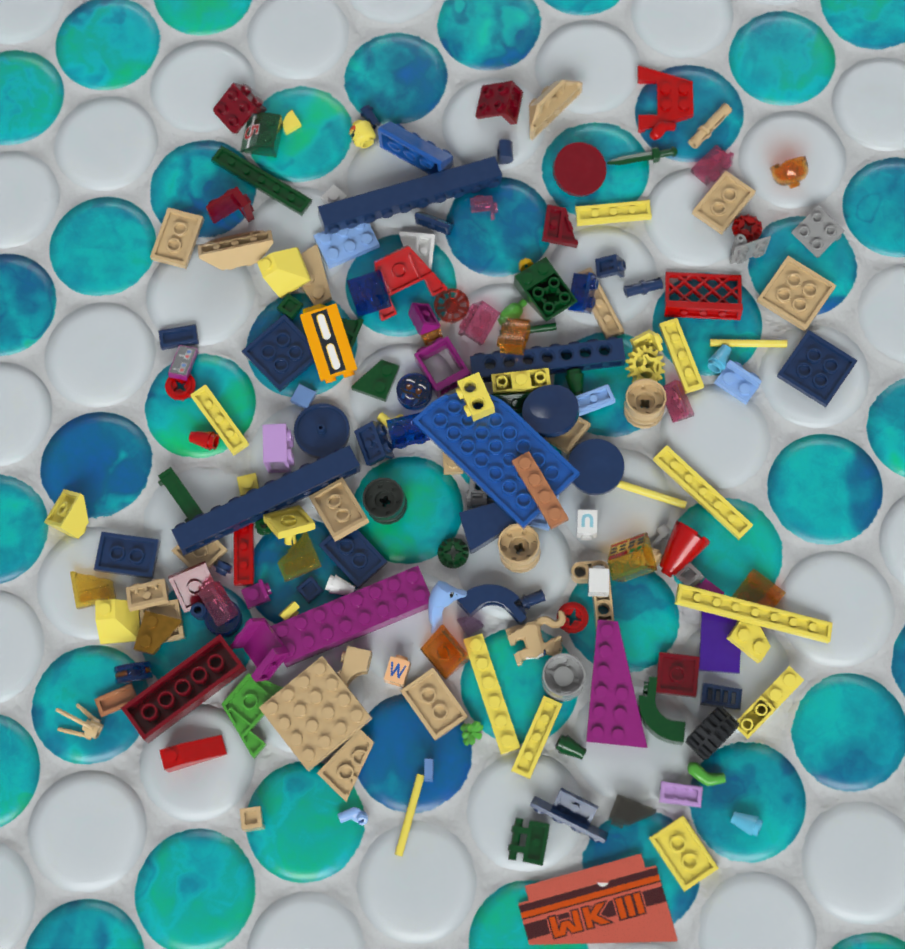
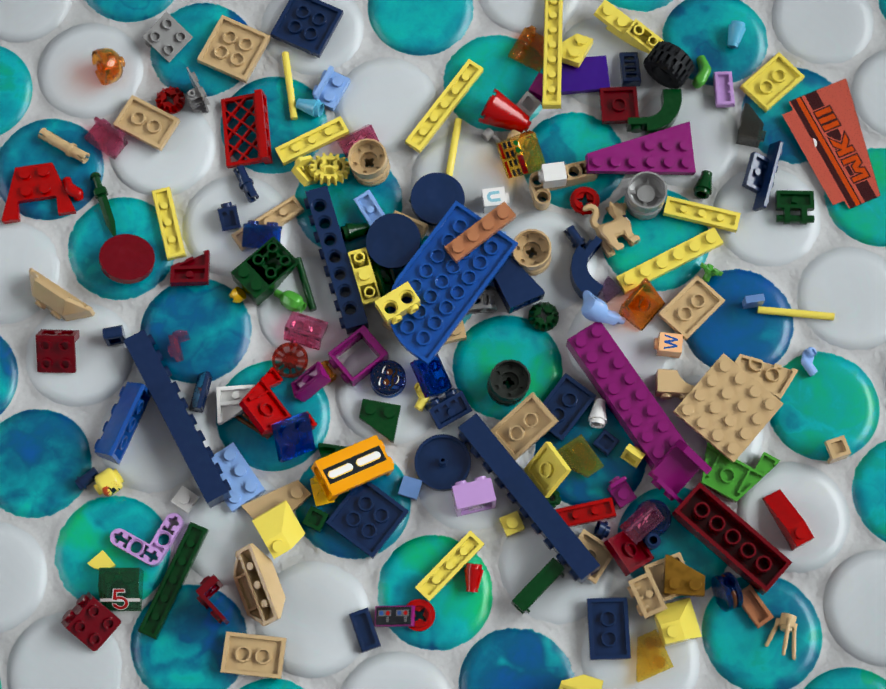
camera: 105 degrees left, 0 degrees up
(295, 163) = (154, 546): none -> lavender beam
(514, 336) = (319, 288): clear orange brick -> none

